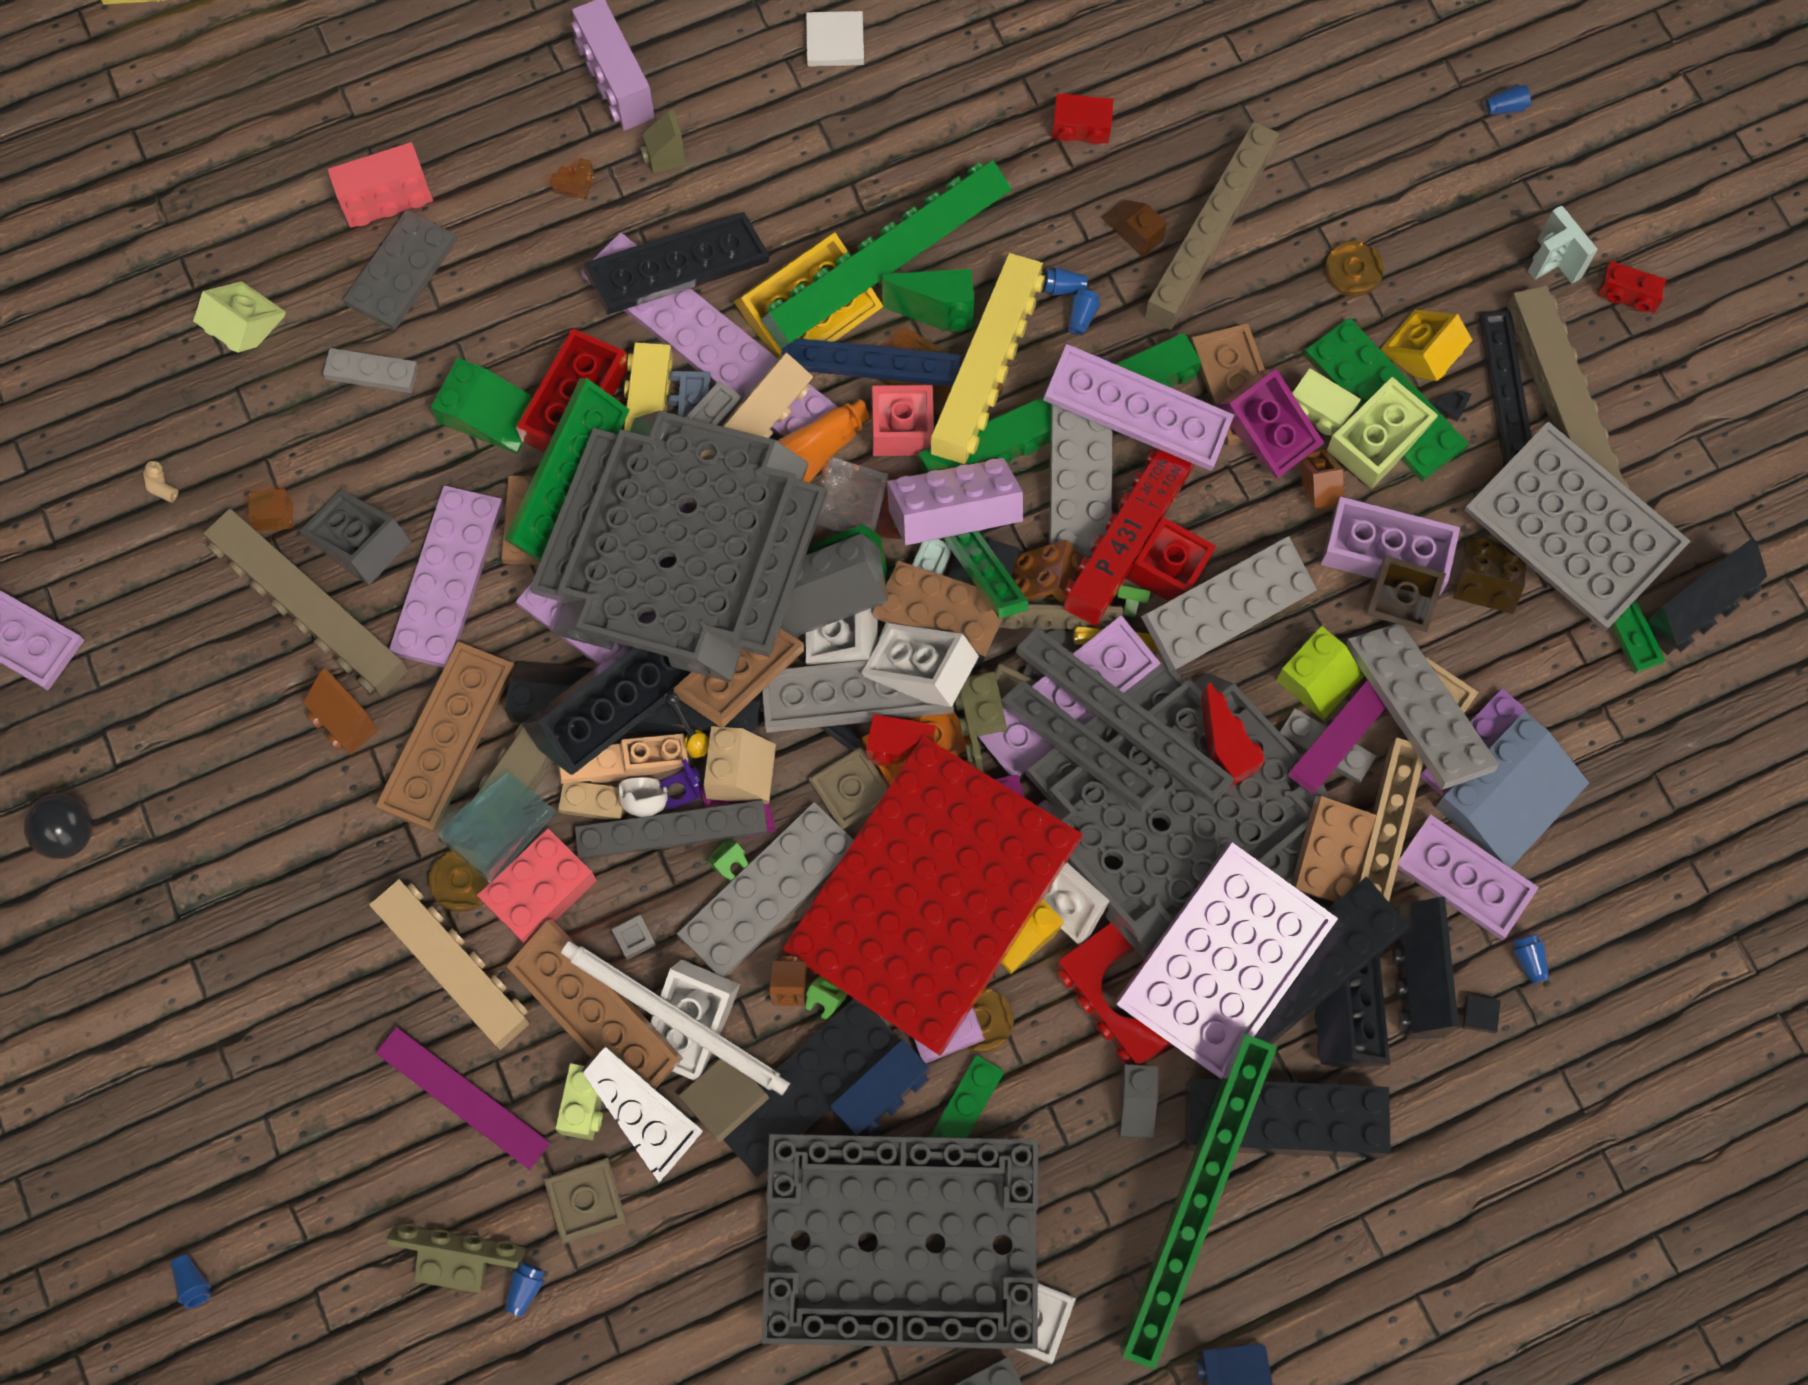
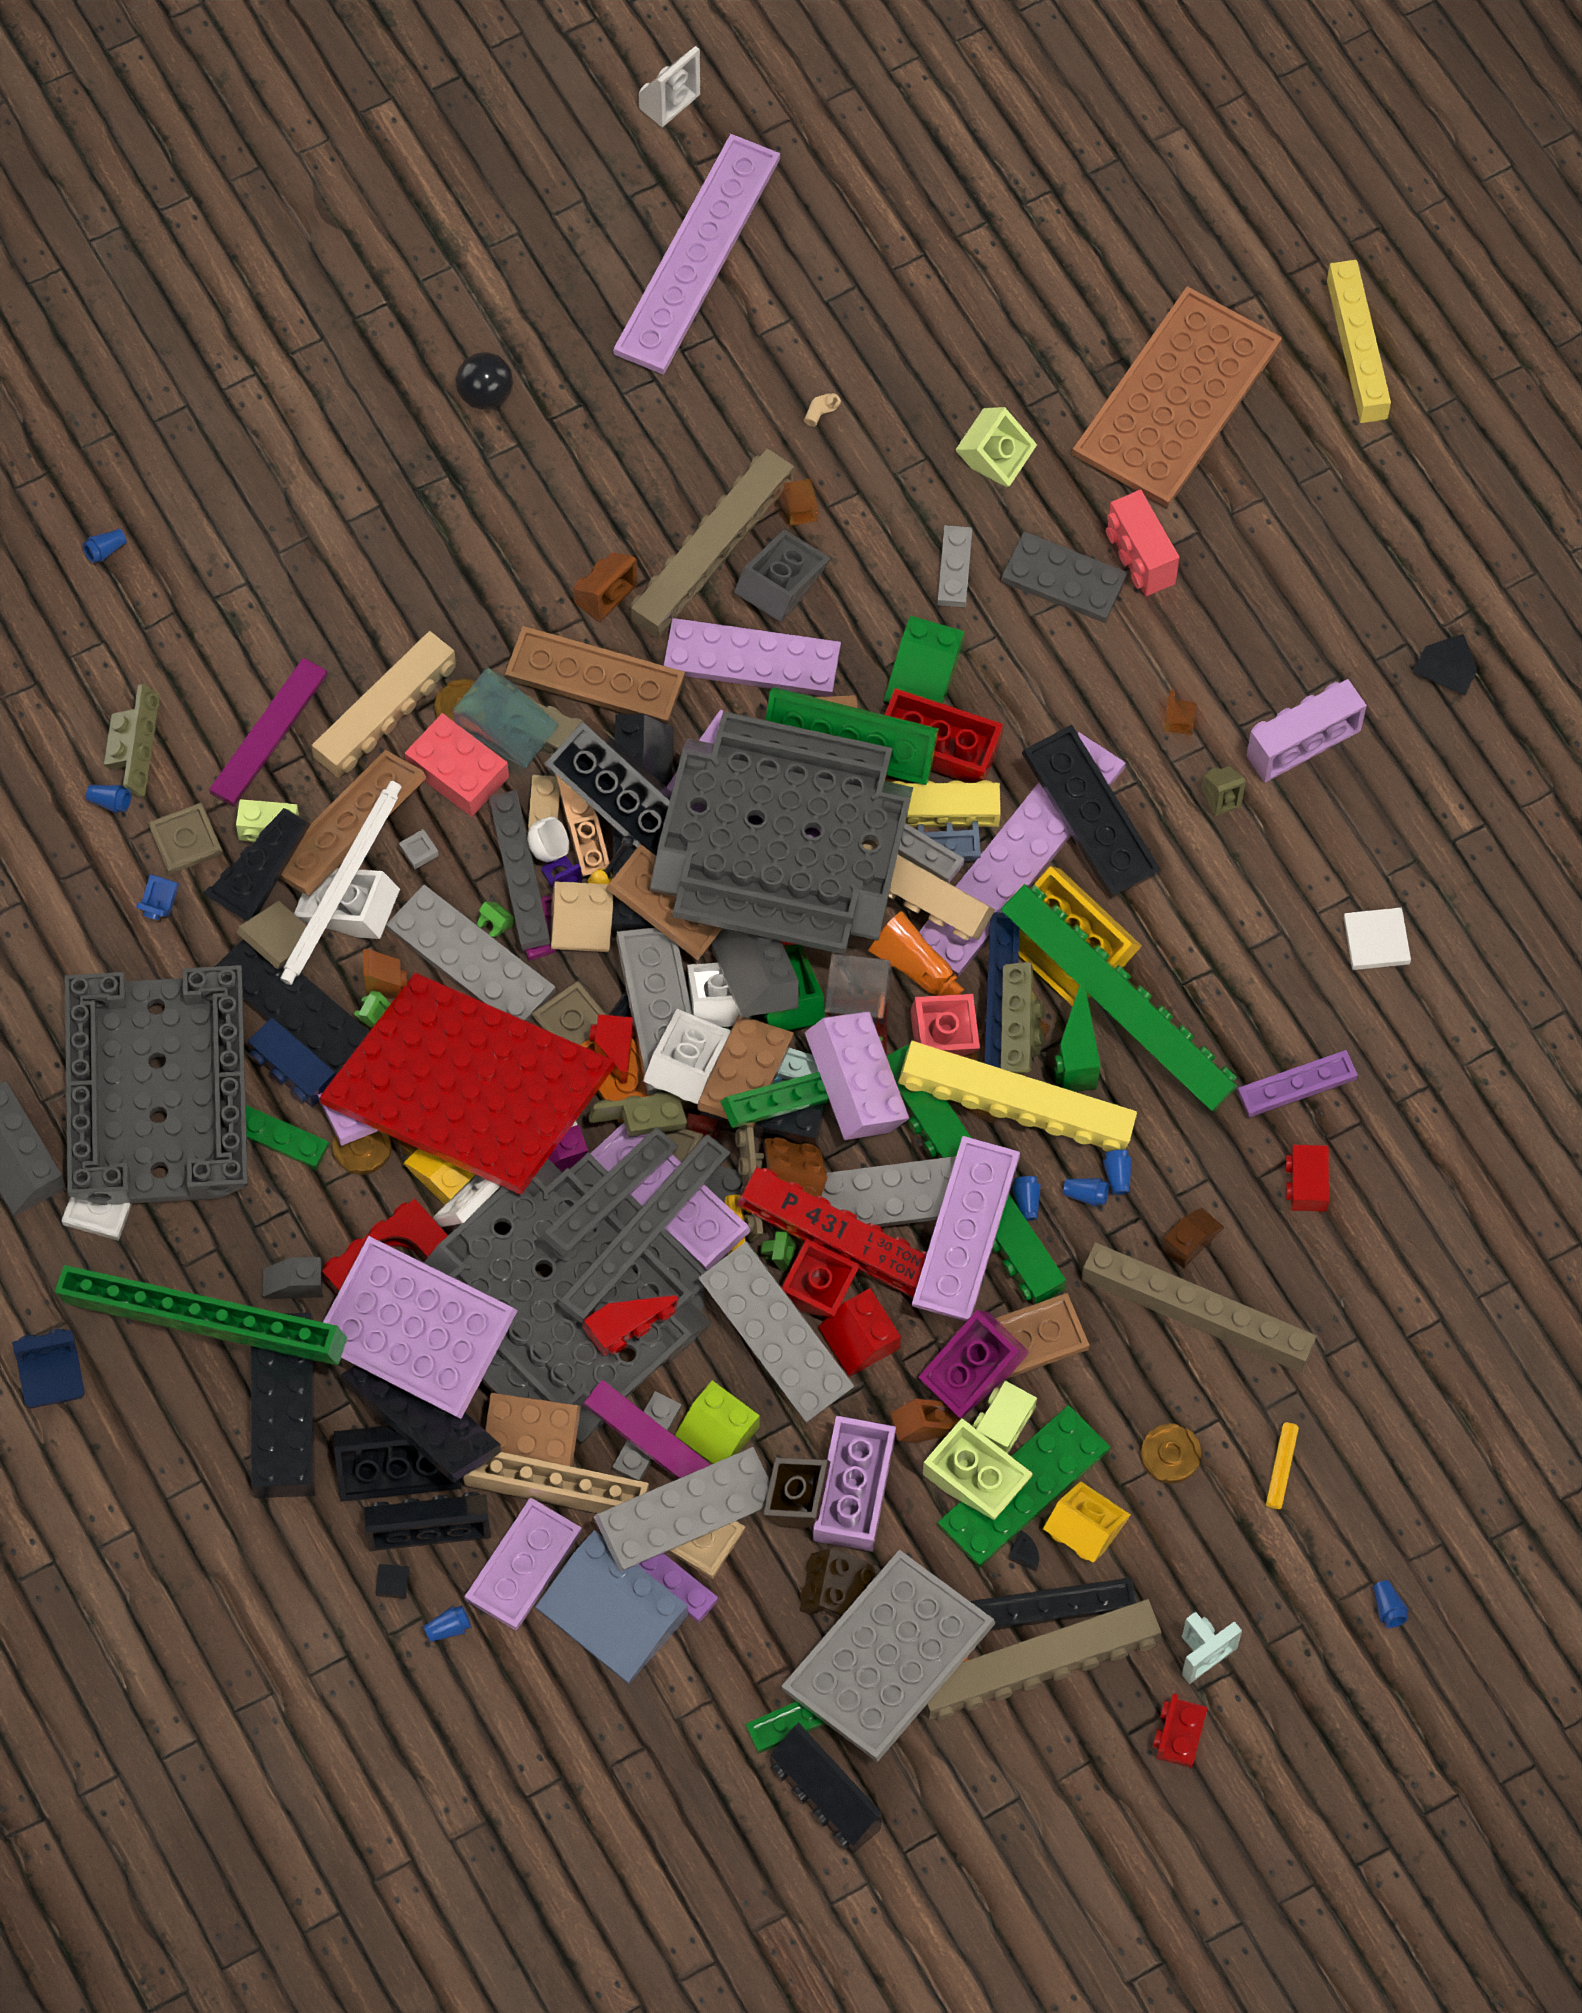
camera: 85 degrees right, 5 degrees down
(212, 145) = (1177, 396): none -> nougat plate
(661, 1234) = (158, 897): none -> blue bracket
(907, 343) = (1020, 1019): none -> olive bracket
(982, 117) = (1297, 1083): none -> medium lavender plate
(990, 660) = (702, 1125): none -> clear red tile
(1230, 525) = (860, 1333): none -> red slope
(1370, 175) = (1282, 1465): none -> yellow axle

